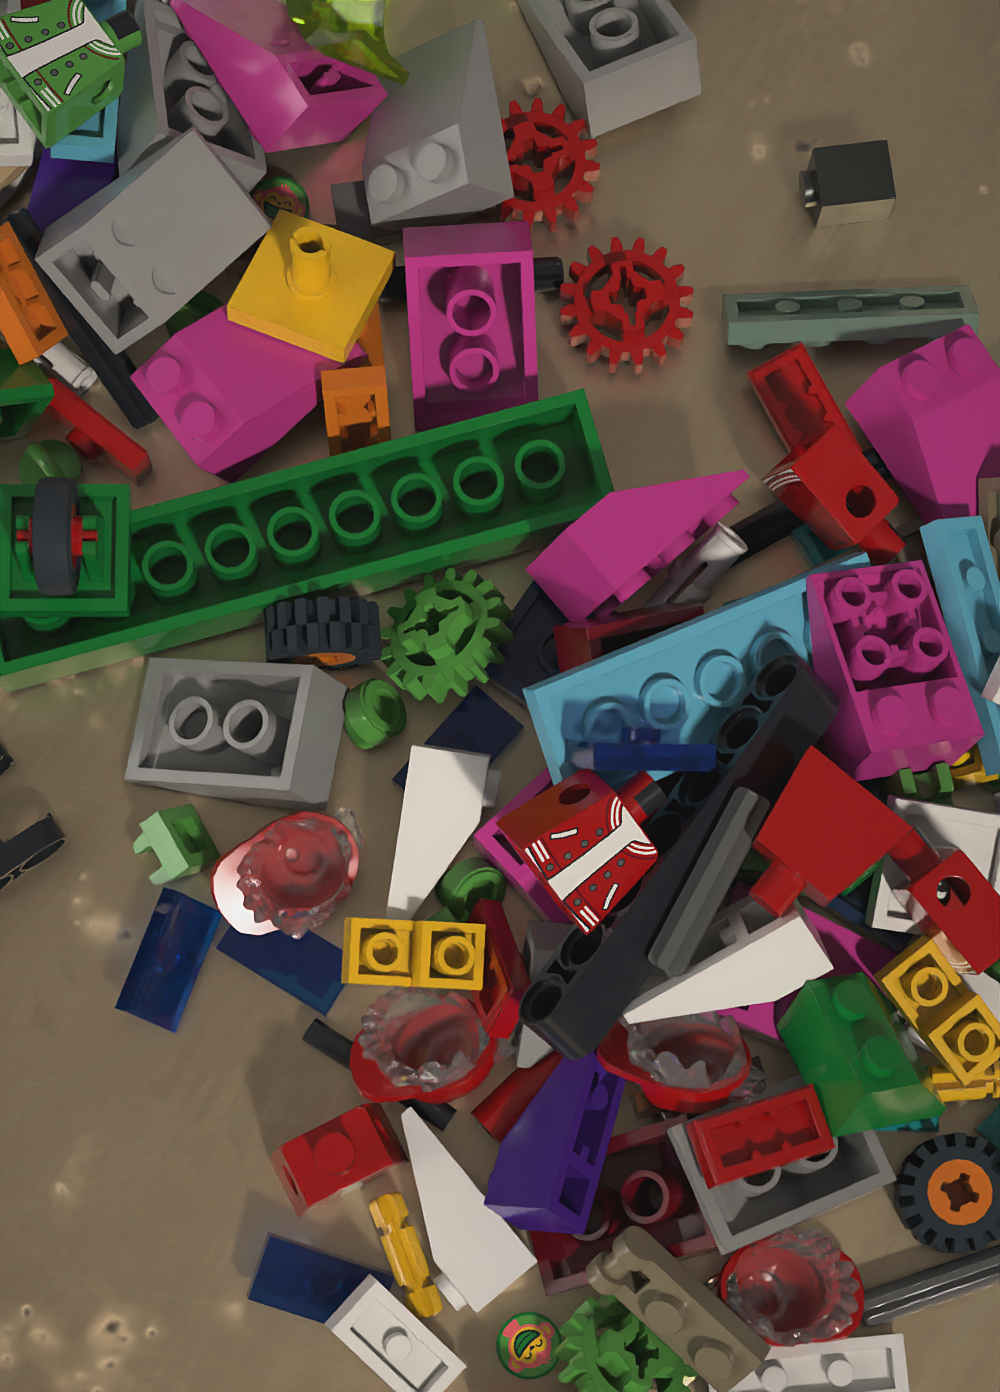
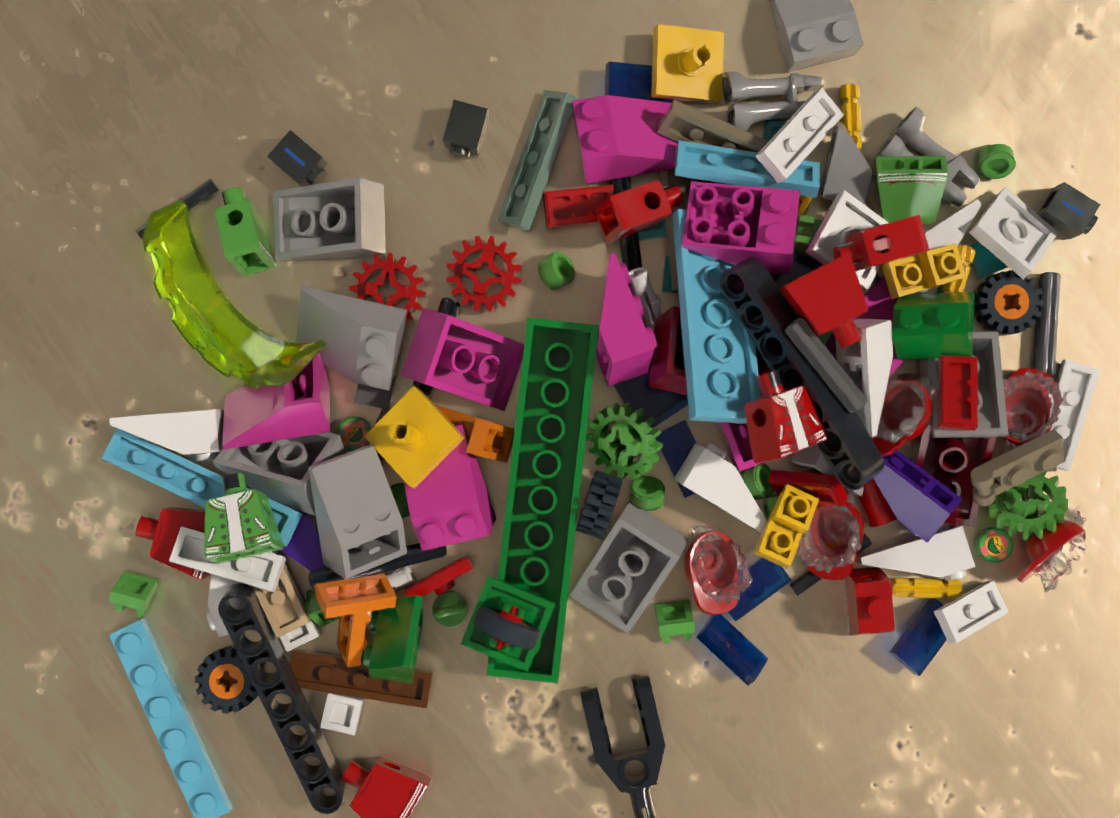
camera: 60 degrees left, 10 degrees up
(640, 751) = (747, 373): clear blue plate -> none
(683, 419) = (556, 270): none -> bright green tile

